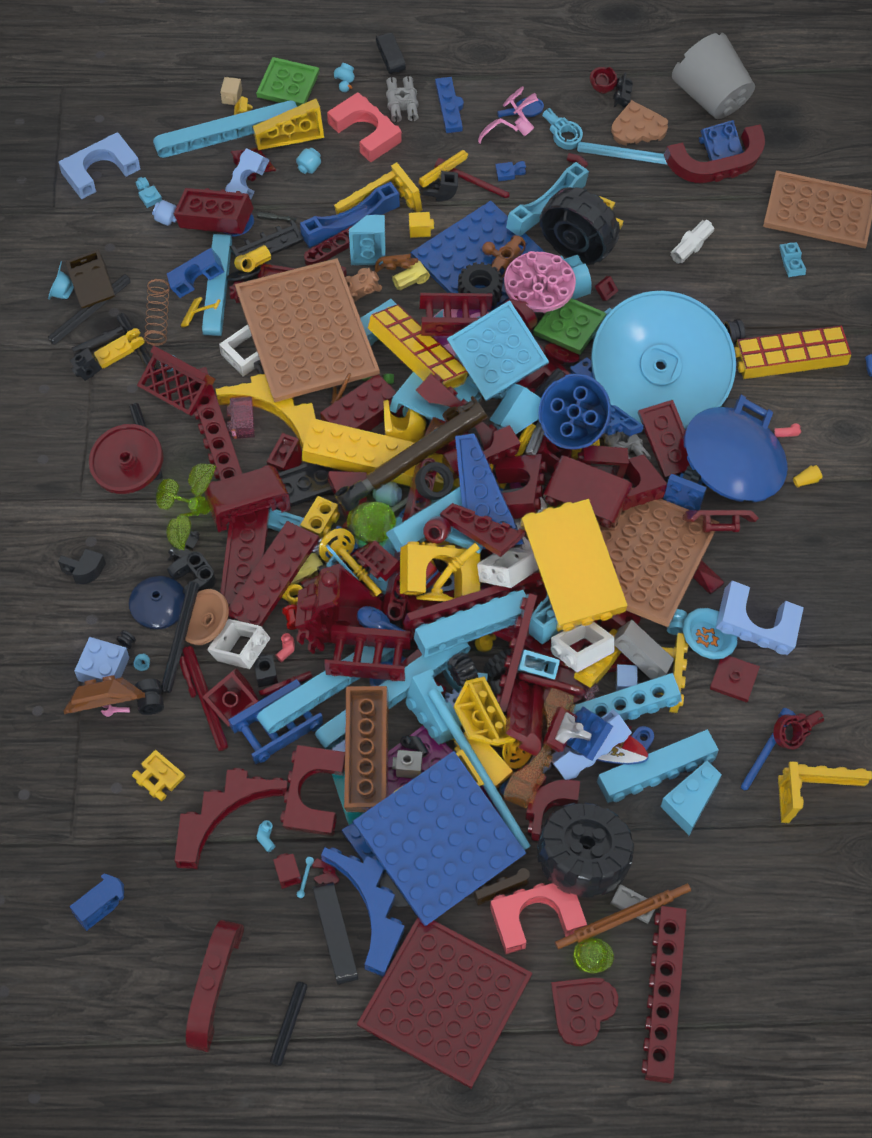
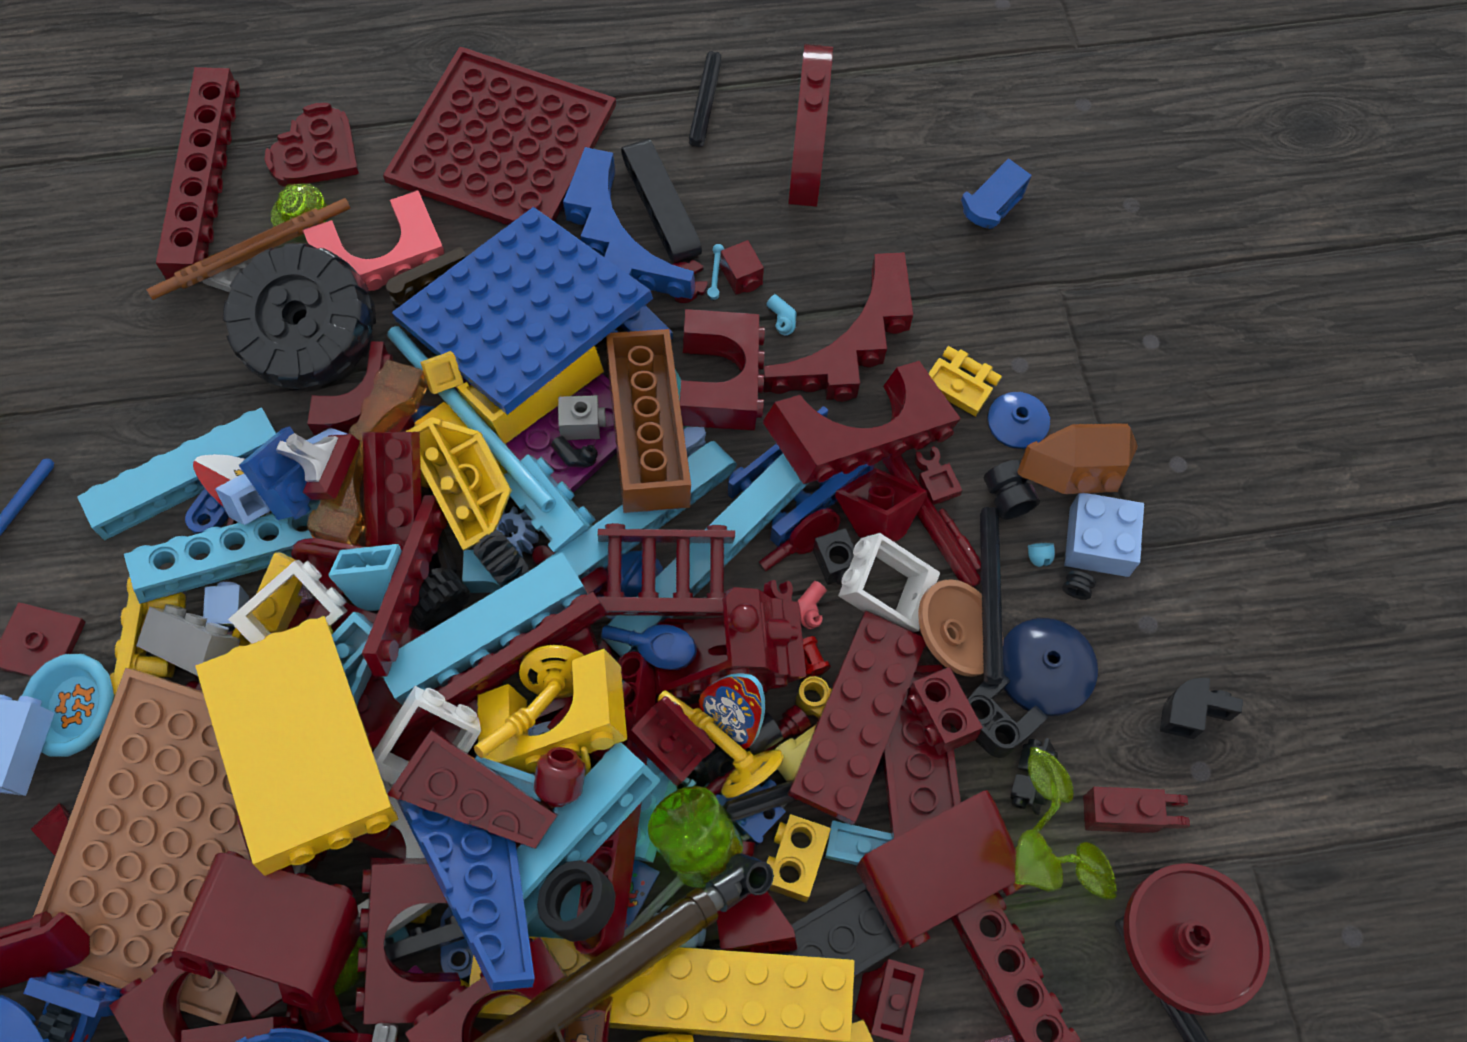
camera: 170 degrees right, 5 degrees up
(130, 757) = (1012, 429): none -> blue dish
(137, 520) = (1132, 810): none -> dark red hinge
(191, 711) = (937, 479): none -> dark red plate
(194, 746) = (823, 448): none -> dark red arch
(223, 571) = (952, 709): none -> dark red brick
(492, 790) = (442, 372): none -> yellow tile
(690, 797) = (130, 429): medium azure wedge -> none

